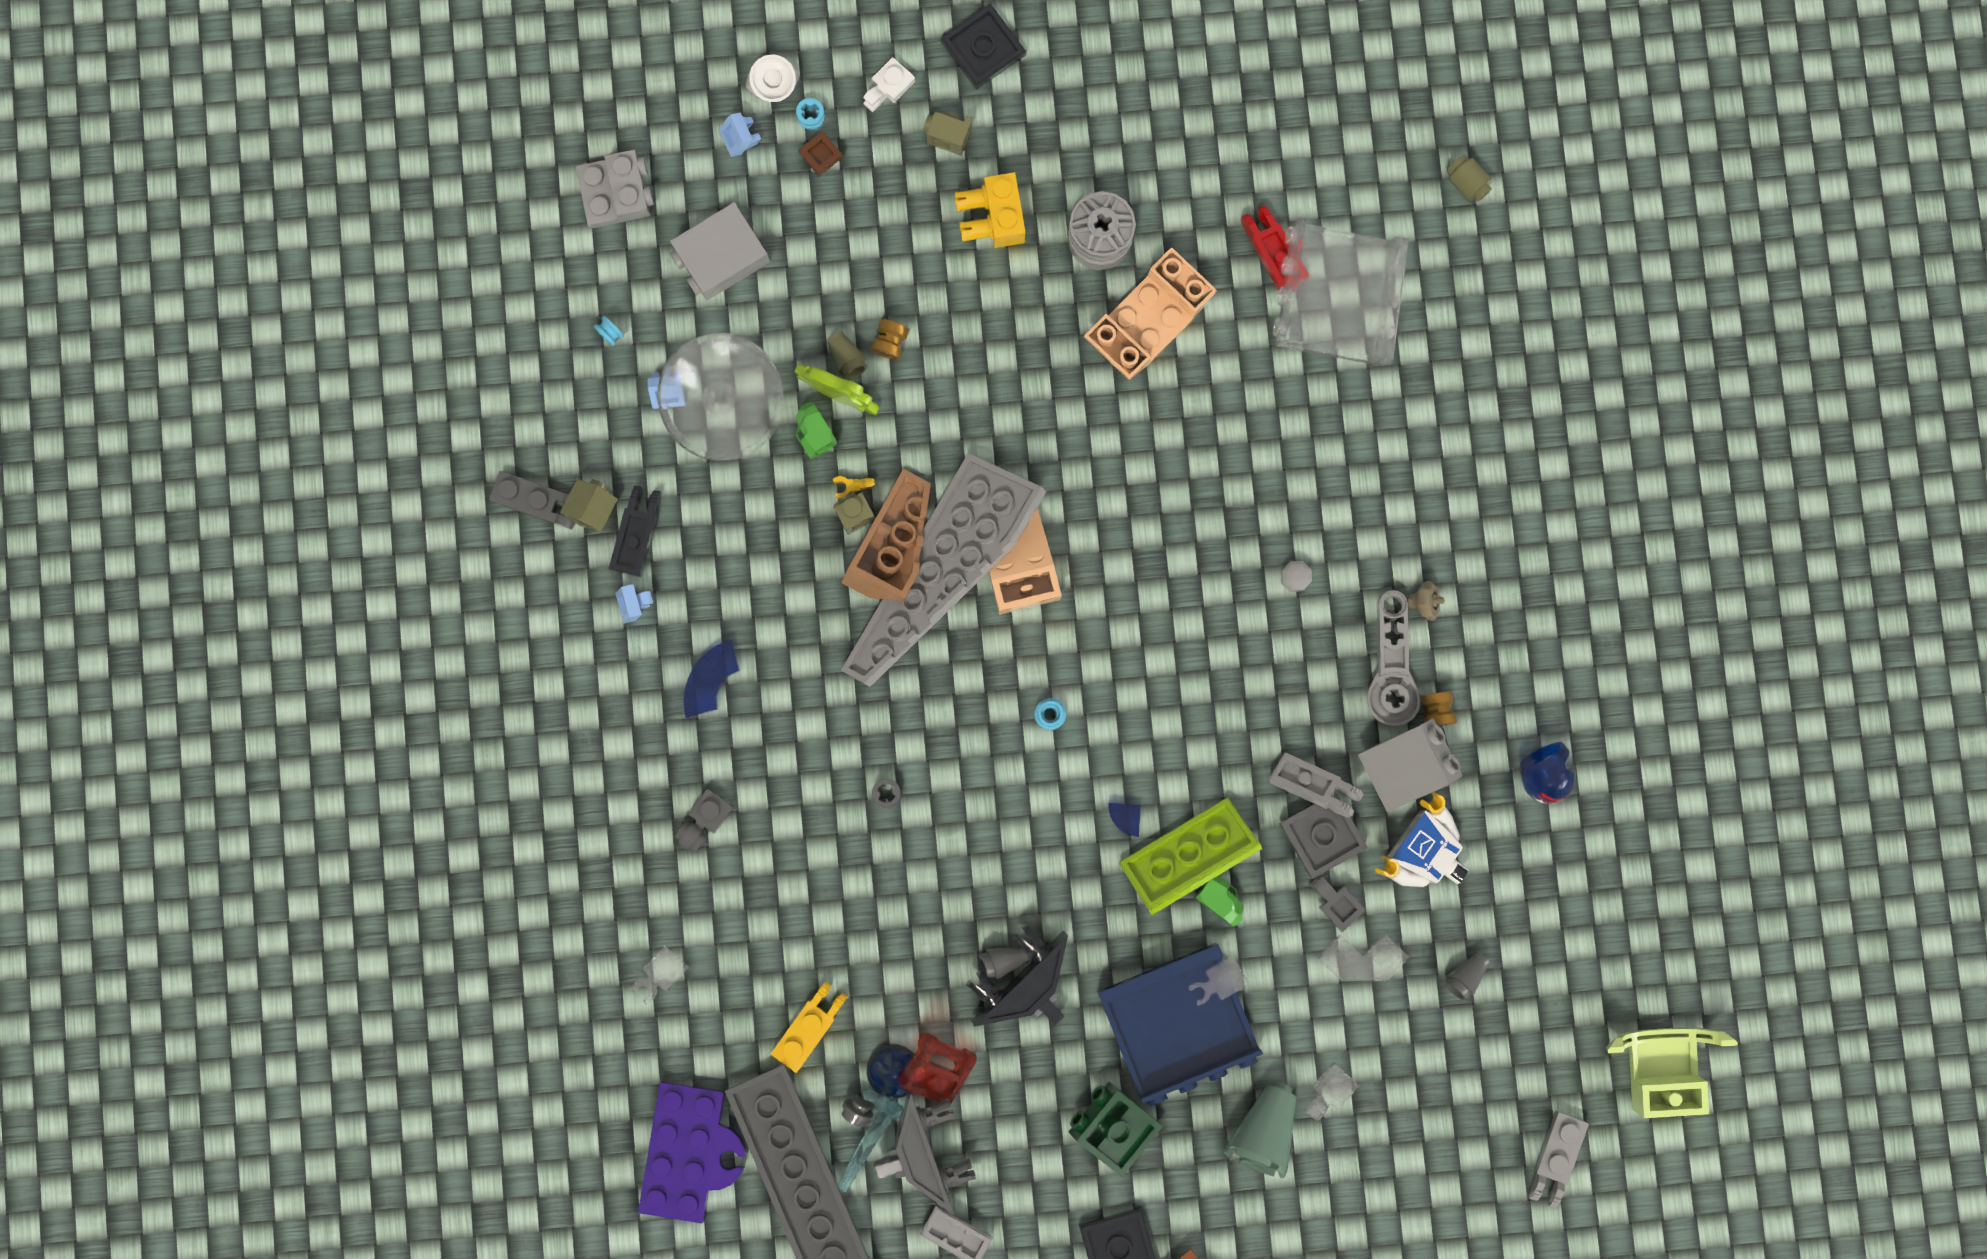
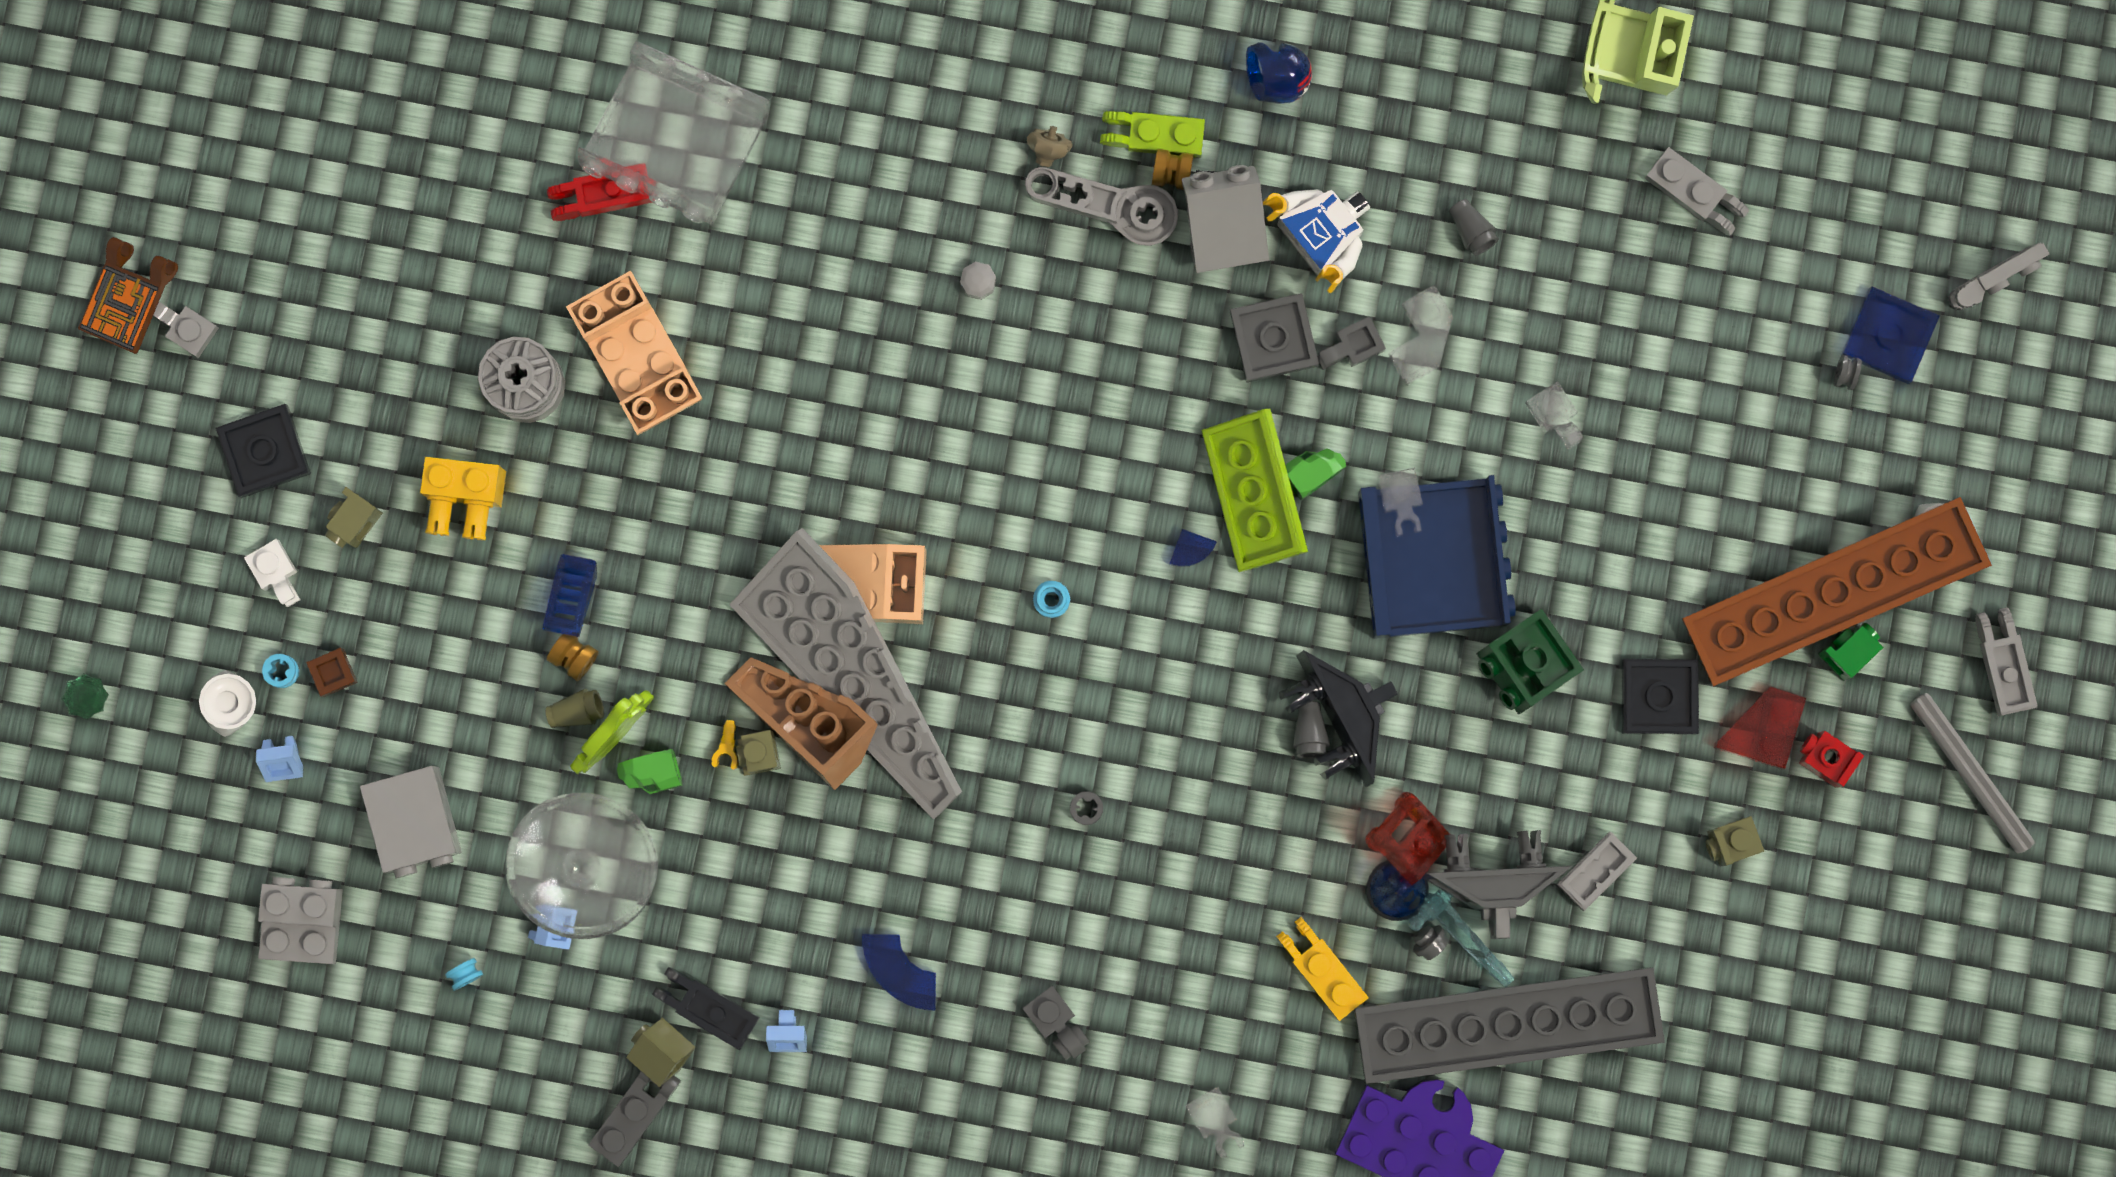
camera: 65 degrees left, 0 degrees up
(956, 320) = (576, 573): none -> clear blue slope
(1266, 1132) = (1579, 497): sand green cone -> none
(1314, 784) = (1215, 330): light grey hinge -> none
(1466, 687) = (1154, 132): none -> lime hinge

